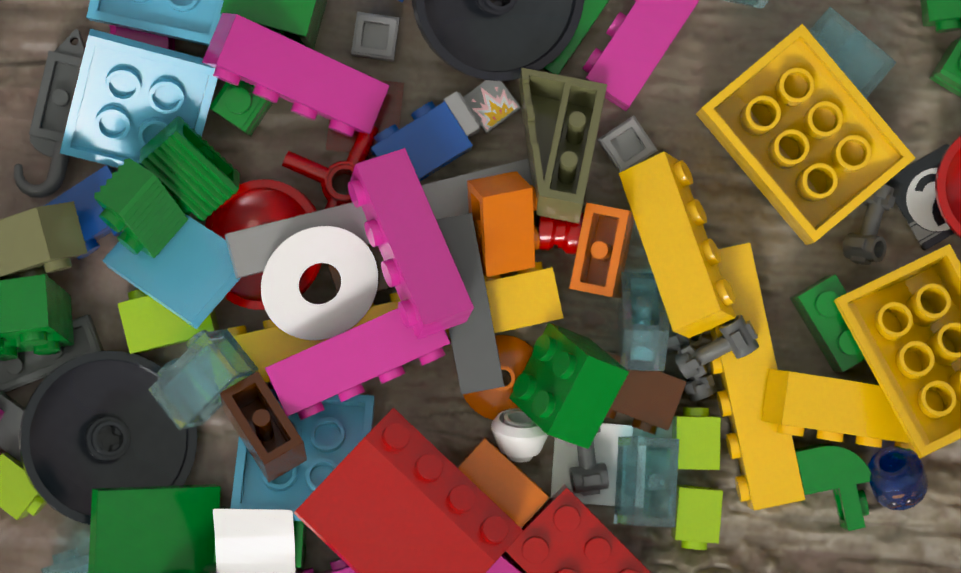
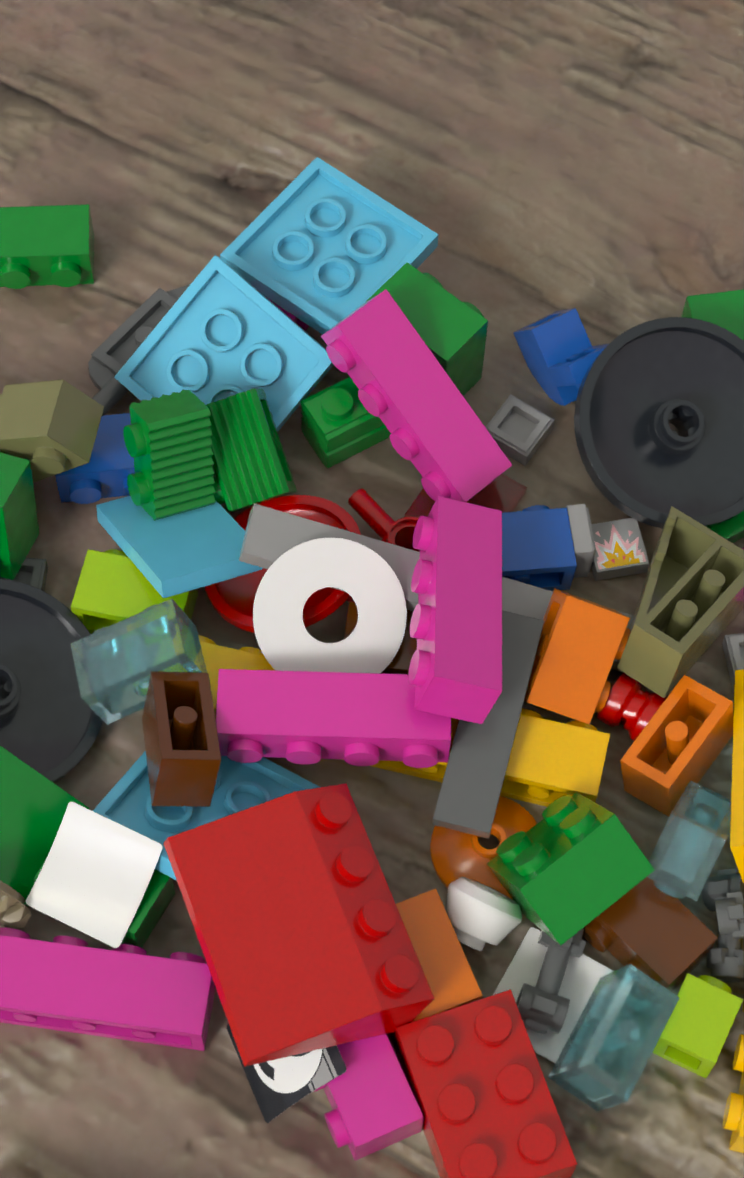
camera: 25 degrees right, 25 degrees down
(697, 516) = (659, 1117): lime brick -> none

